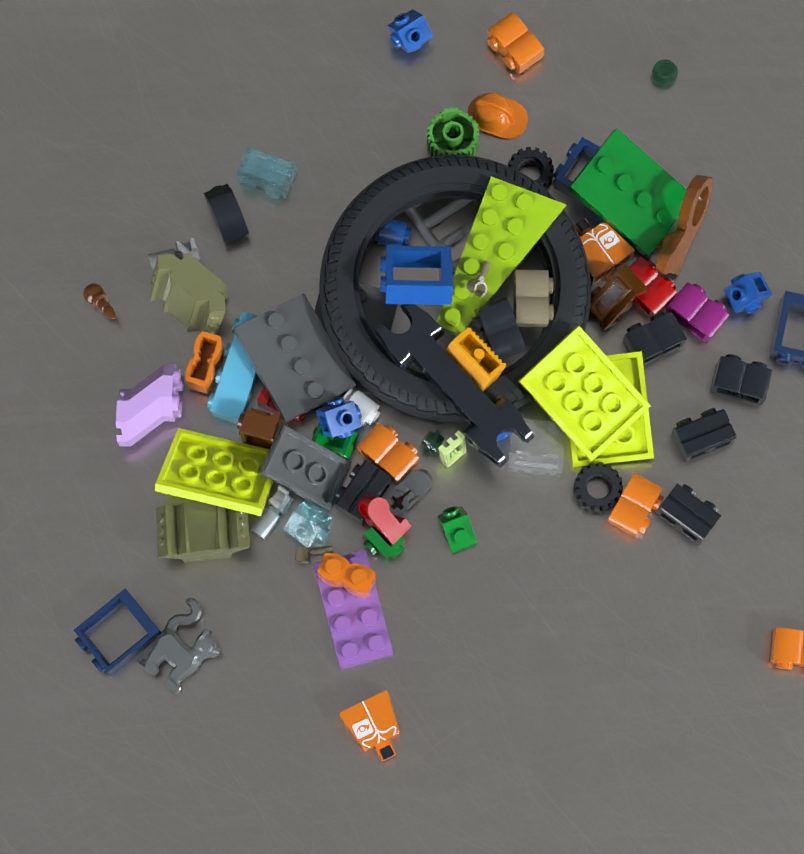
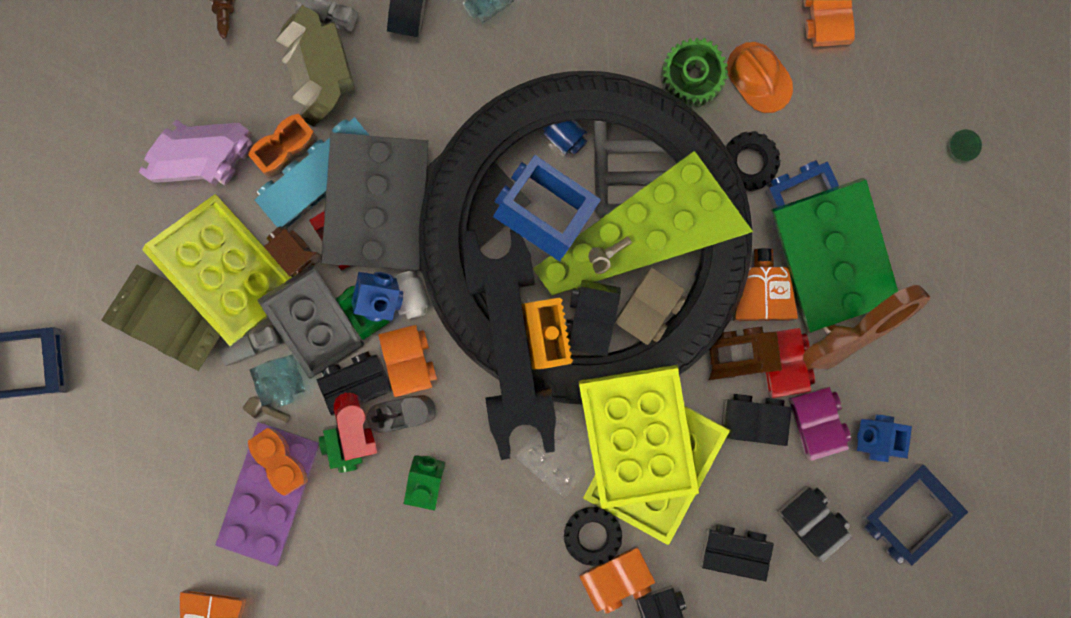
camera: 30 degrees right, 10 degrees up
(176, 652) = (65, 424): dark grey animal -> none
(432, 441) = (458, 378): clear green plate -> none
(445, 453) = (470, 403): yellowish green tile -> none

